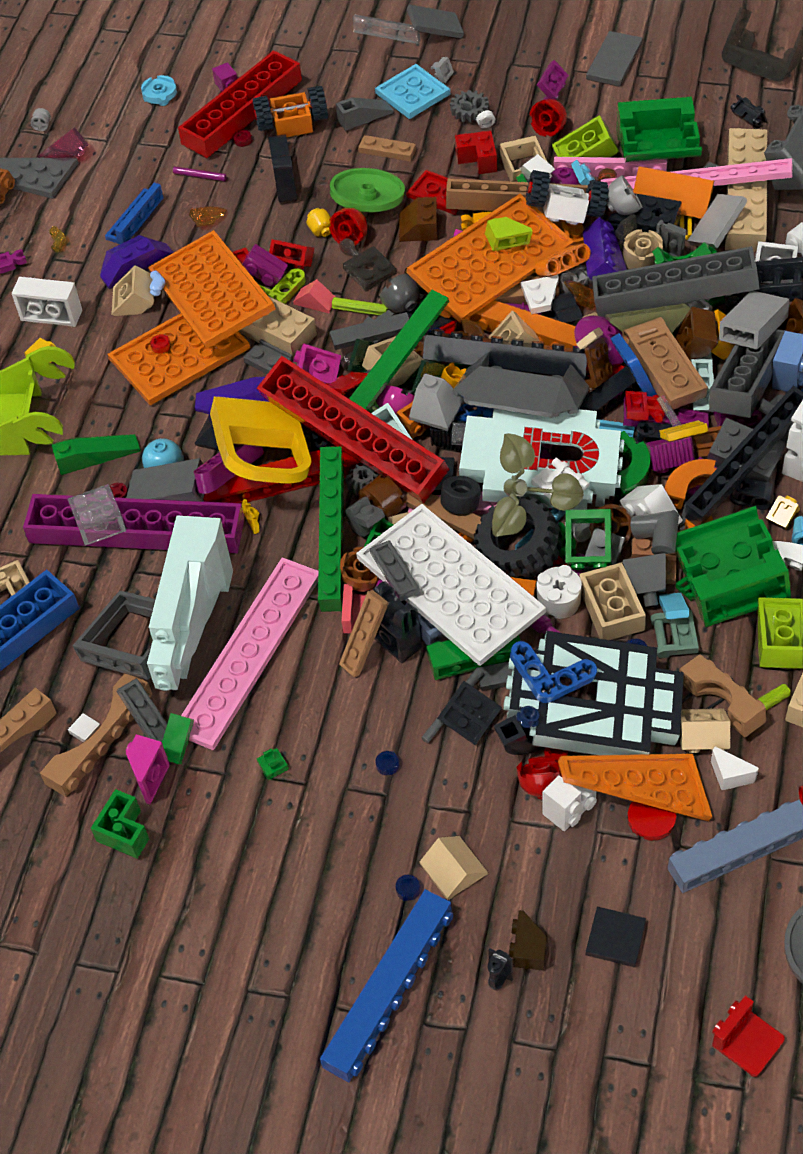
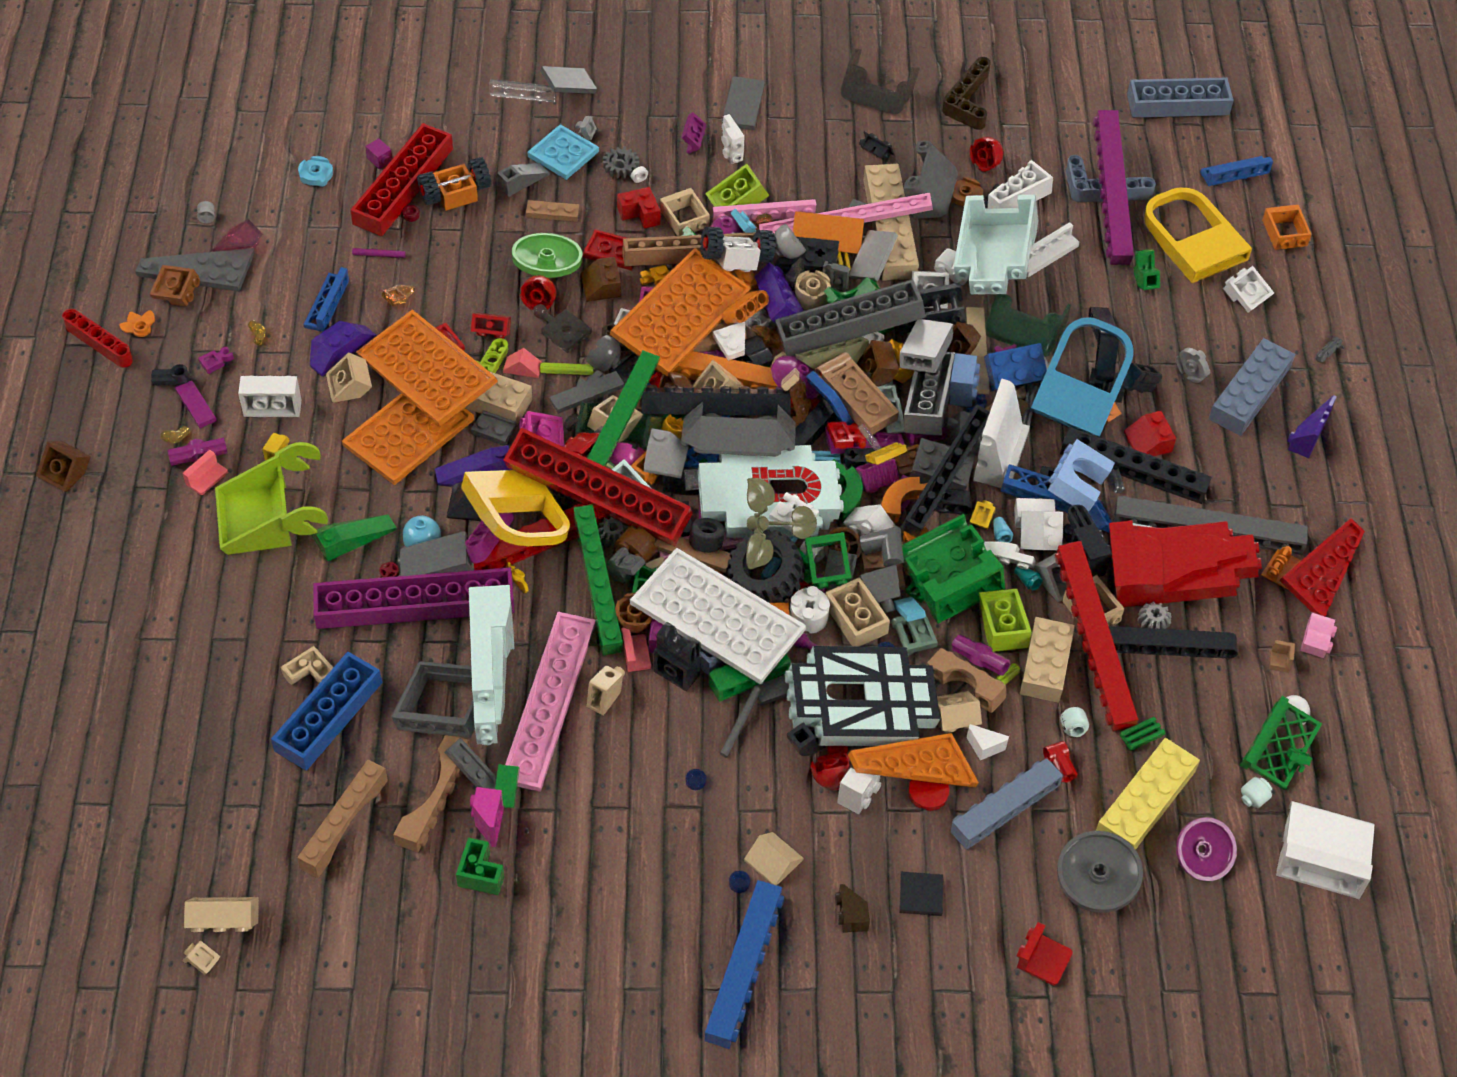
camera: 20 degrees left, 0 degrees up
(84, 728) = (418, 789): white tile -> none
(96, 514) = (383, 595): clear brick -> none
(157, 284) = (373, 367): light blue arm -> none
(160, 343) = (390, 425): red tile -> none
(264, 266) = (470, 339): magenta brick -> none
(272, 763) = (595, 795): green tile -> none
(282, 168) = (462, 243): black beam -> none
(310, 647) = (604, 689): none -> tan torso
(319, 222) = (509, 291): yellow head -> none
(363, 633) = (653, 670): medium nougat tile -> none
(394, 570) = (668, 609): dark grey tile -> none
(469, 712) = (757, 725): black slope -> none
(500, 968) = (834, 934): black hinge -> none
(507, 233) = (692, 288): lime slope -> none
(528, 716) = (814, 721): dark blue plate -> none
(536, 163) = (700, 220): white slope -> none
(545, 679) = (821, 687): blue beam -> none
(548, 117) = (697, 168): red cylinder -> none
(591, 93) = (732, 140): none -> white plate
(658, 129) = (801, 173): green panel -> none
(746, 669) = (980, 654): none -> magenta piece

